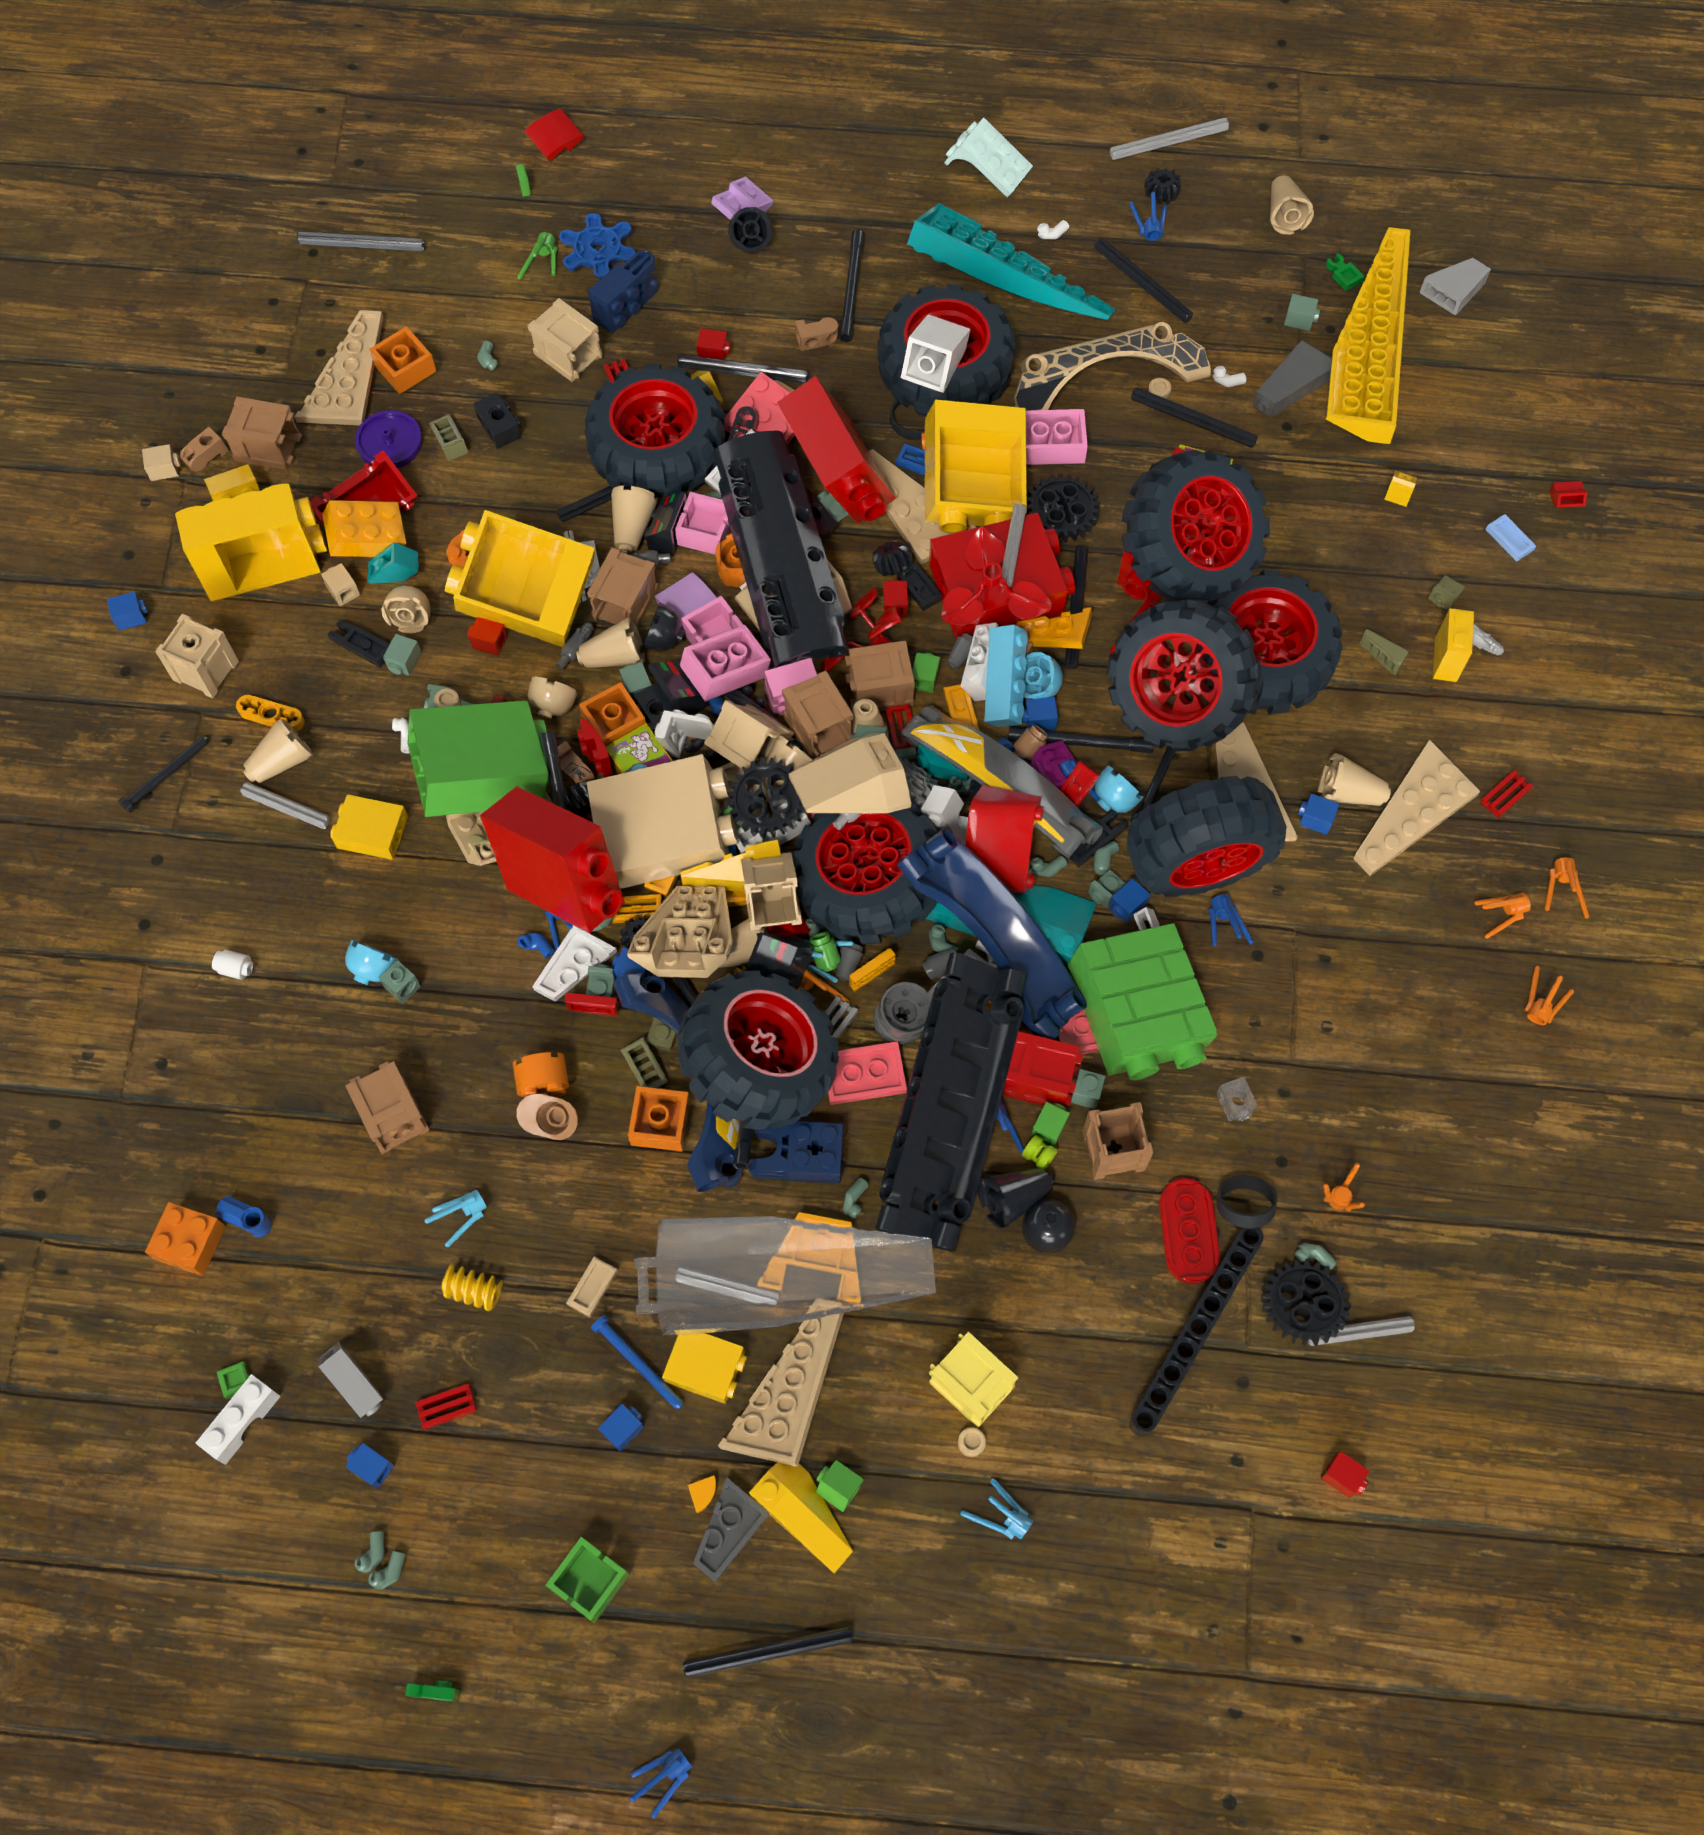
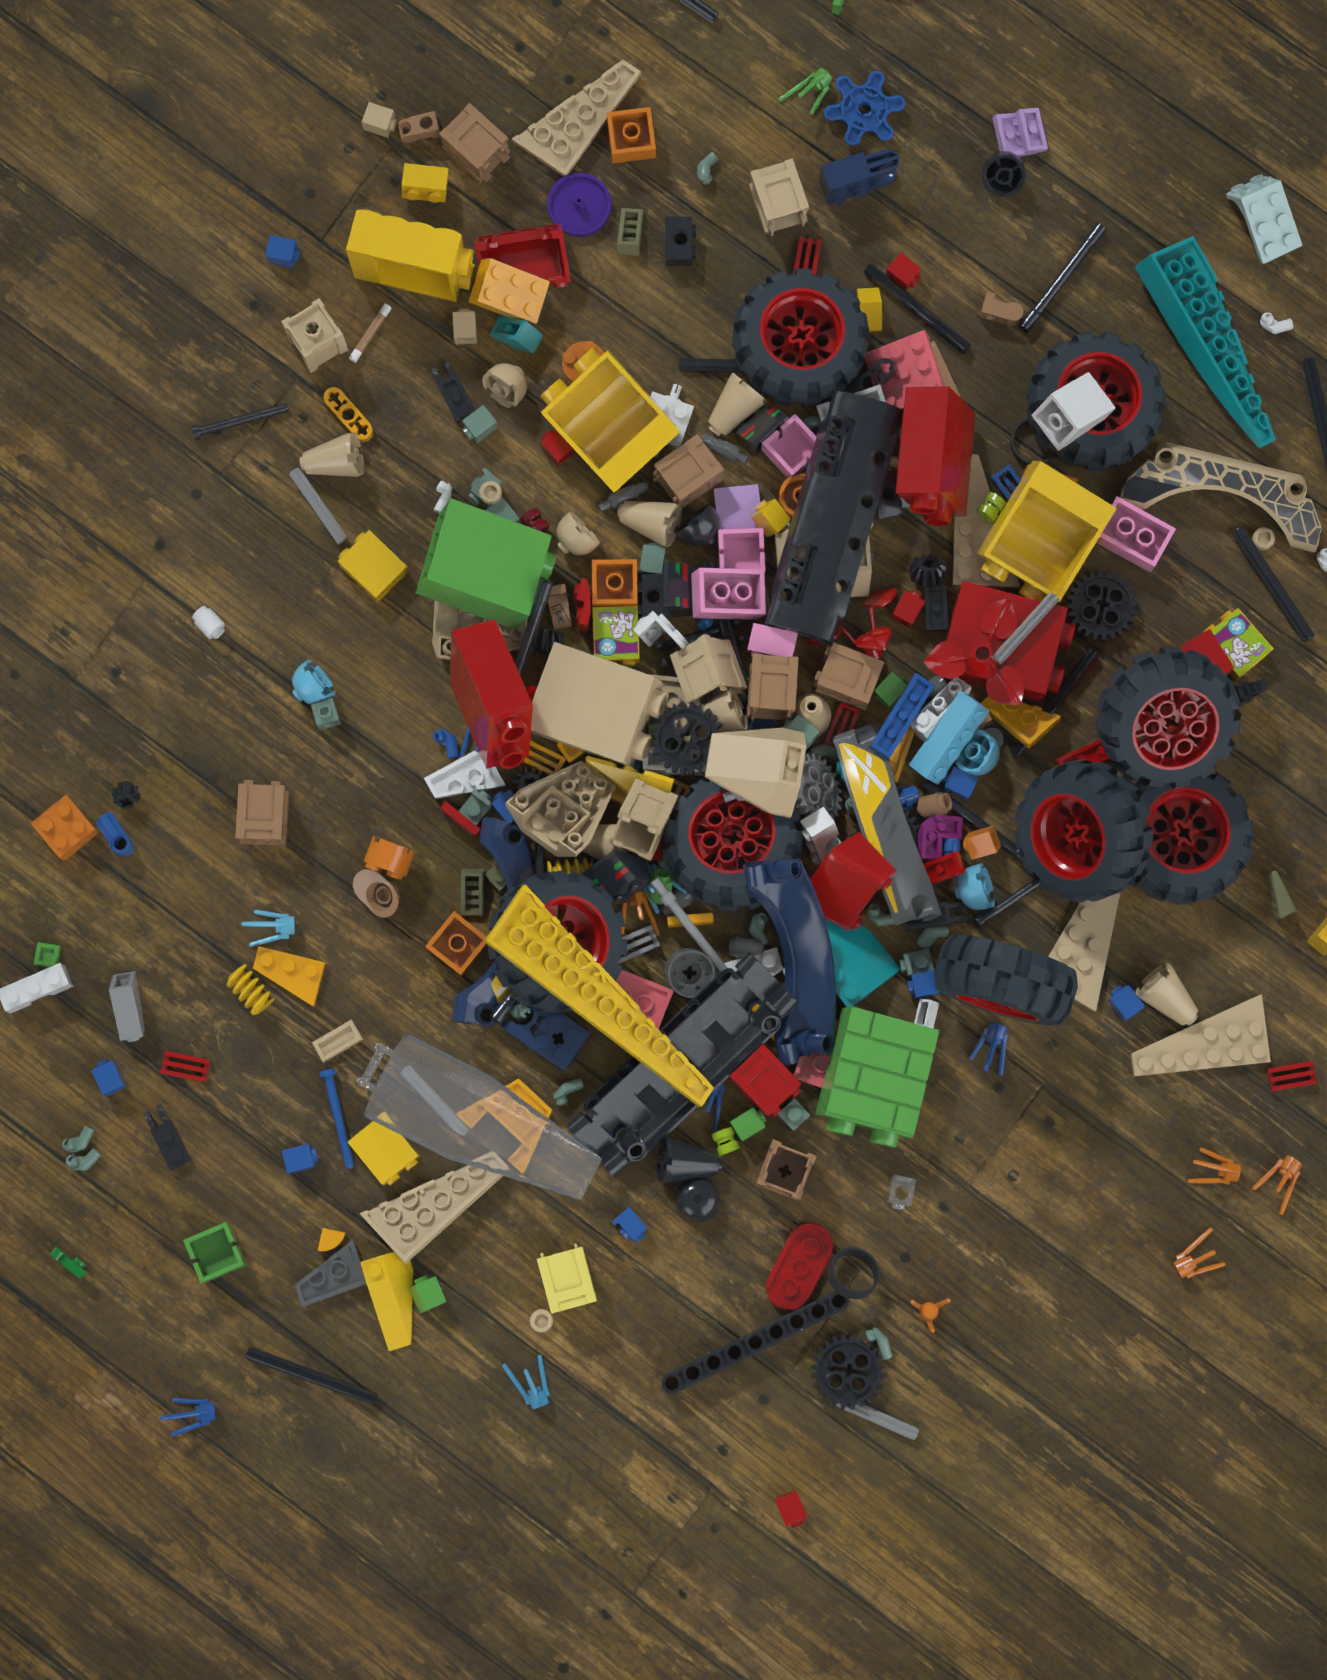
camera: 30 degrees right, 15 degrees up
(239, 1175) = (125, 794): none -> black gear
(252, 637) = (380, 317): none -> medium nougat bar
(470, 1494) = (168, 1140): none -> black hinge
(505, 1246) = (292, 972): none -> light orange wing
(721, 584) = (770, 517): none -> yellow brick
(759, 1145) = (519, 1012): none -> sand green arm
(769, 1055) = (555, 960): none -> yellow wing
(841, 954) = (668, 898): none -> light grey bar
(913, 479) = (991, 508): none -> lime wheel
(951, 681) = (901, 716): none -> blue plate
(1000, 1289) = (630, 1225): none -> blue brick
(1095, 750) = (982, 842): none -> orange brick

